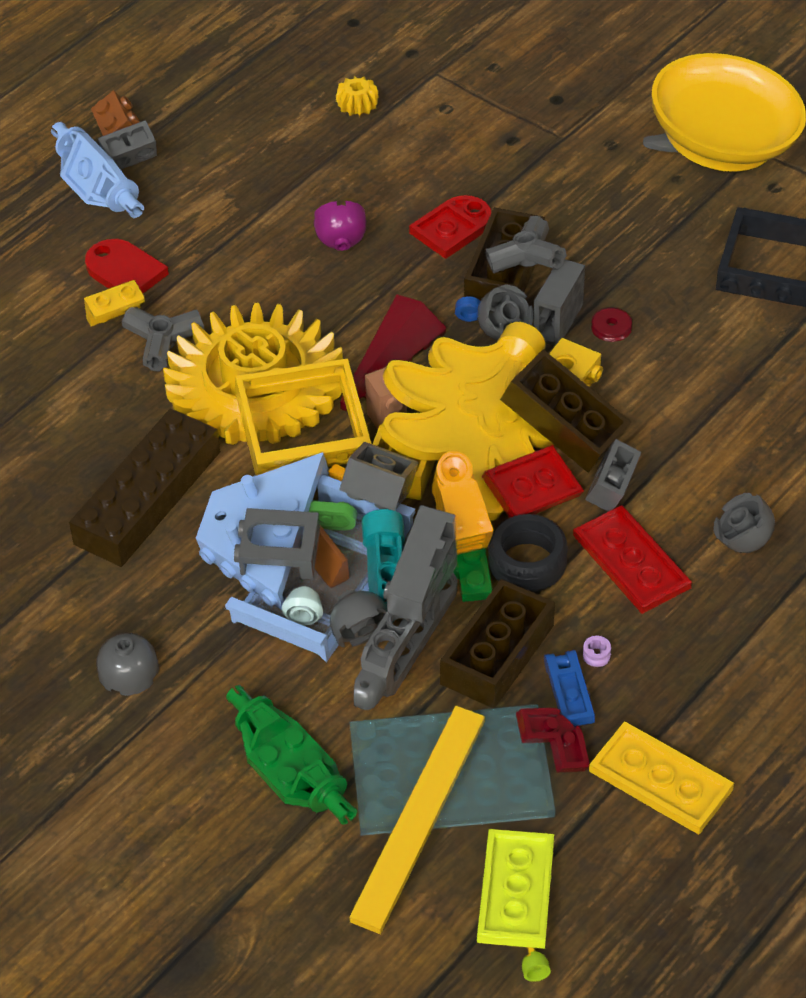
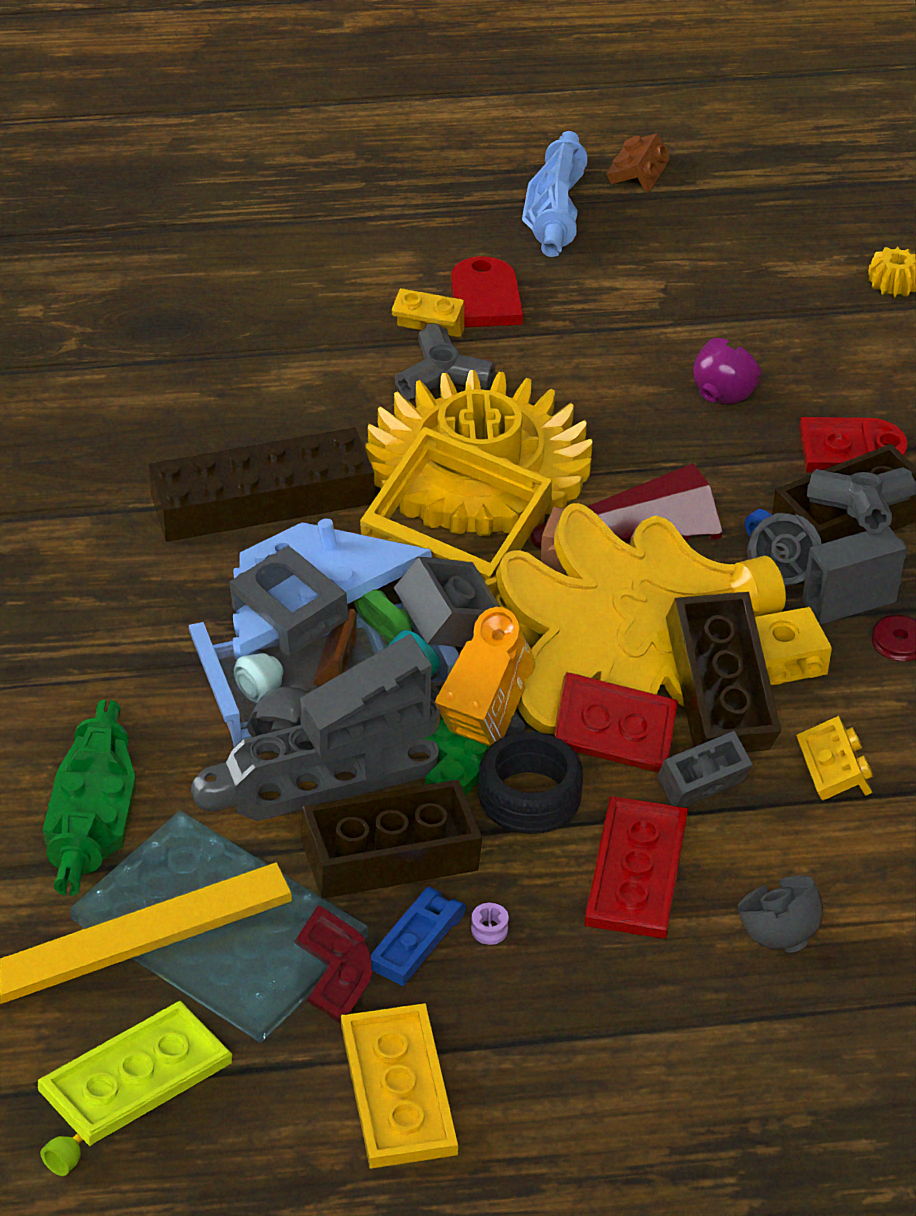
camera: 40 degrees right, 5 degrees down
(127, 664) = (60, 620): dark grey cylinder -> none
(130, 145) = (610, 188): dark grey brick -> none
(663, 419) = (833, 758): none -> yellow bracket

